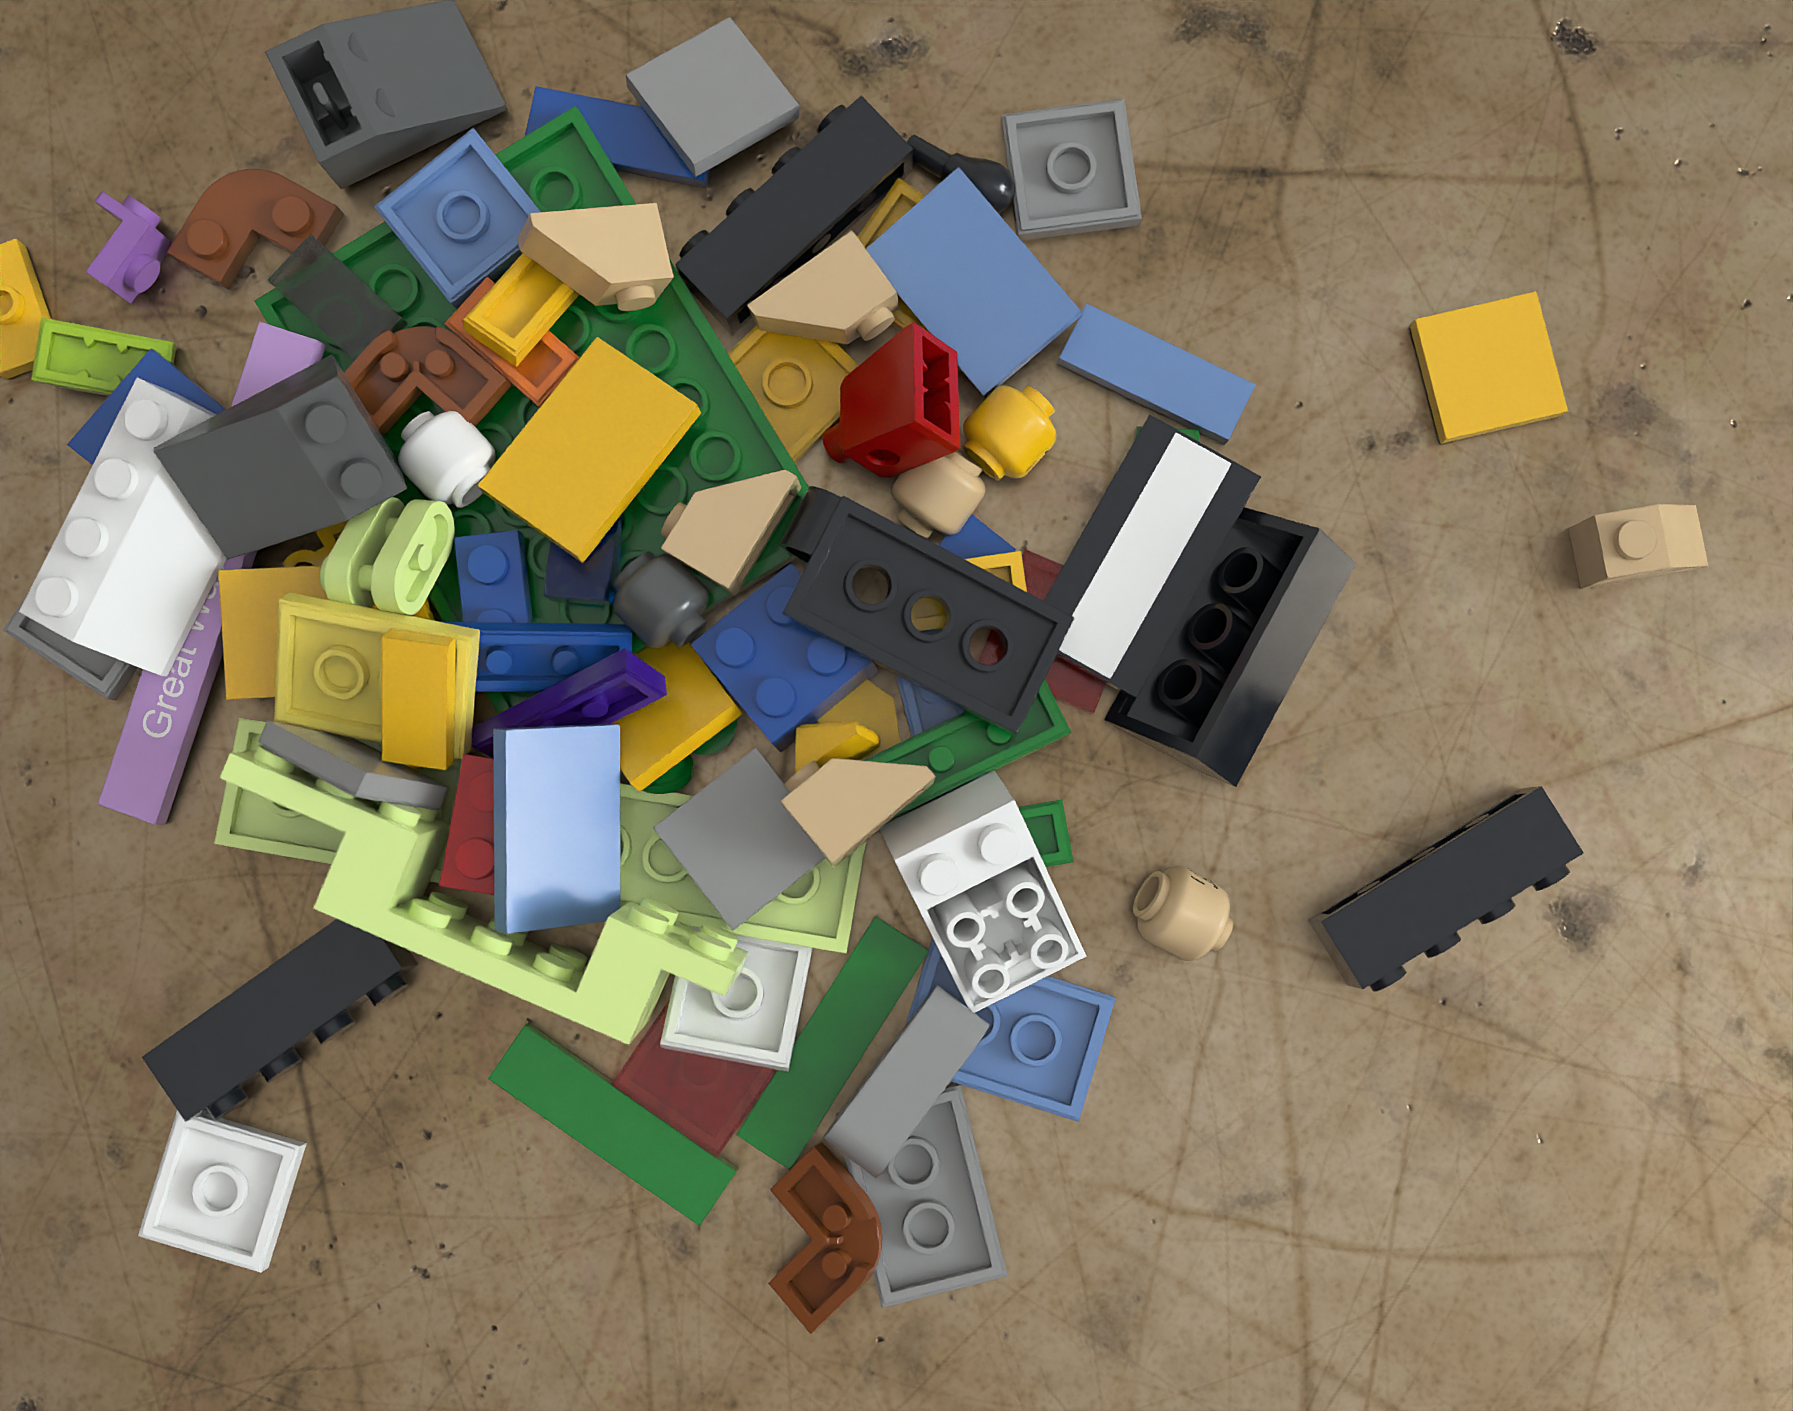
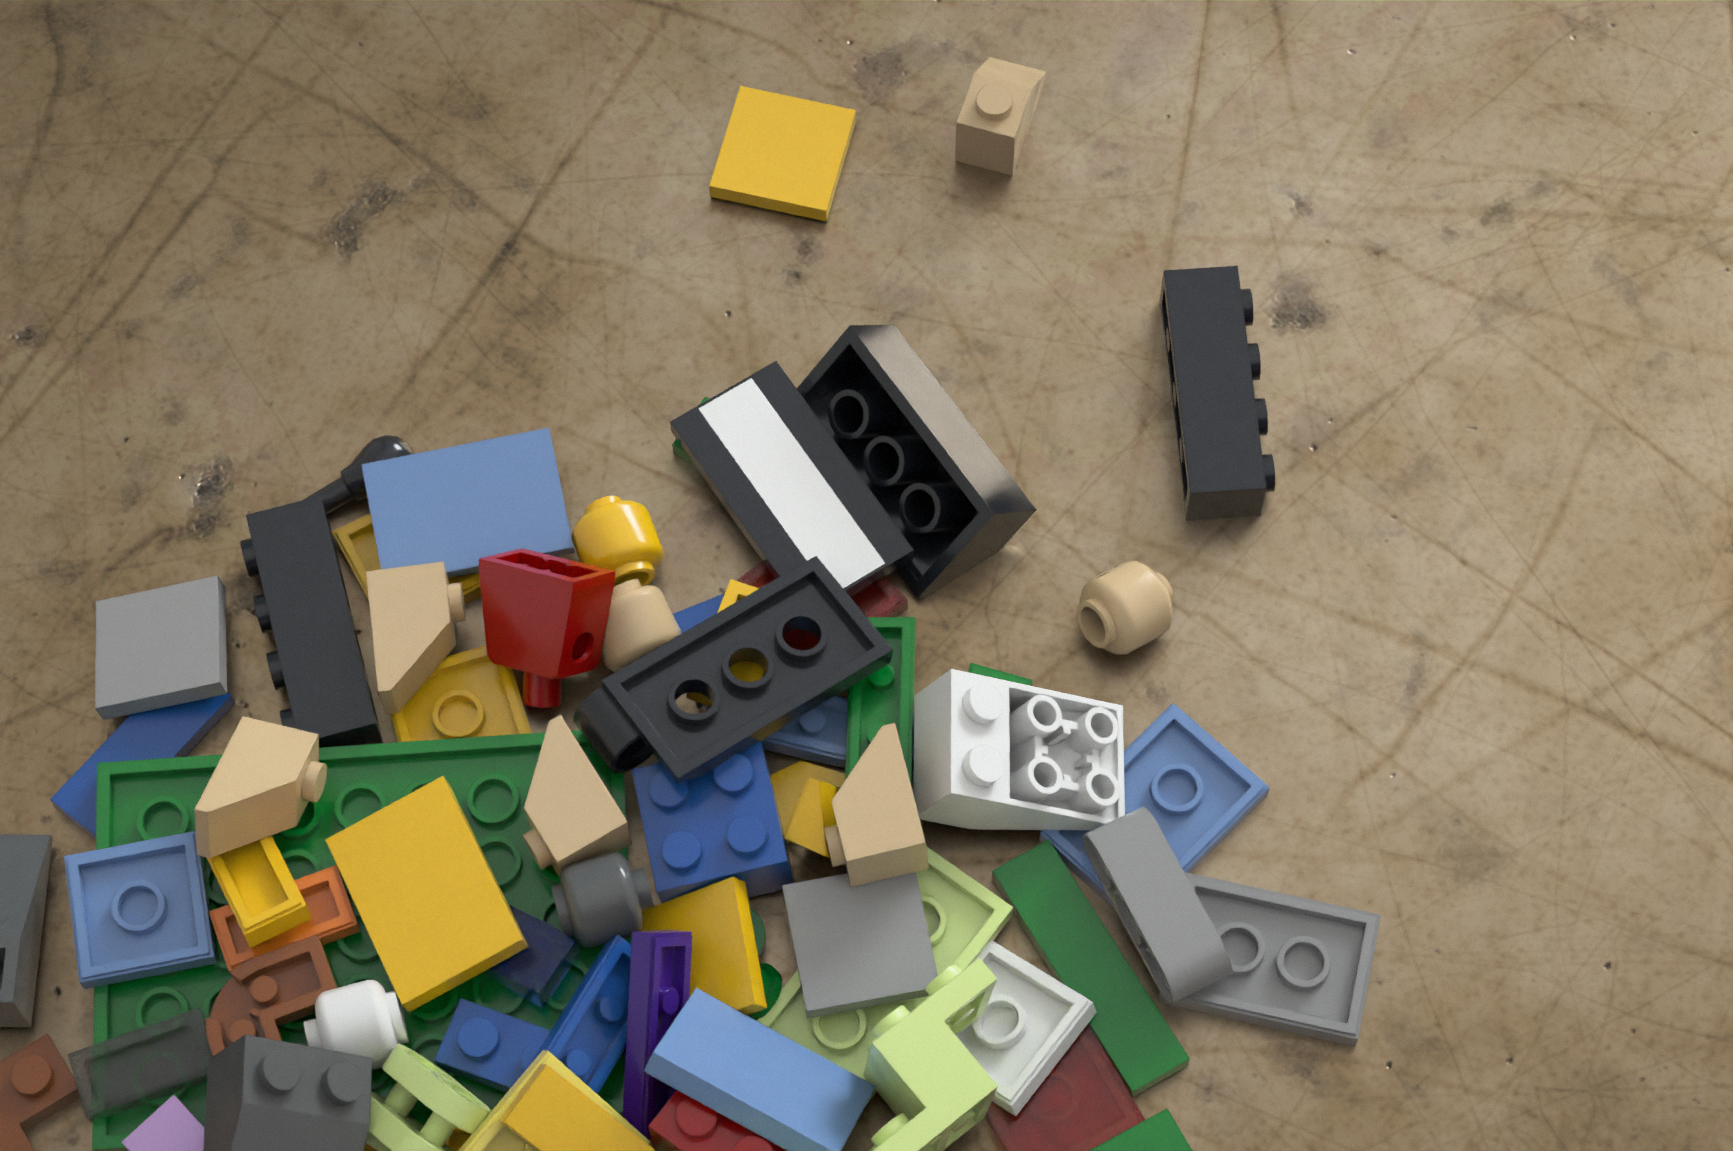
camera: 65 degrees left, 20 degrees down
(843, 1237) = (1272, 1034): dark orange plate -> none
(1071, 169) = (411, 388): light grey tile -> none
(1156, 374) = (635, 409): medium blue tile -> none

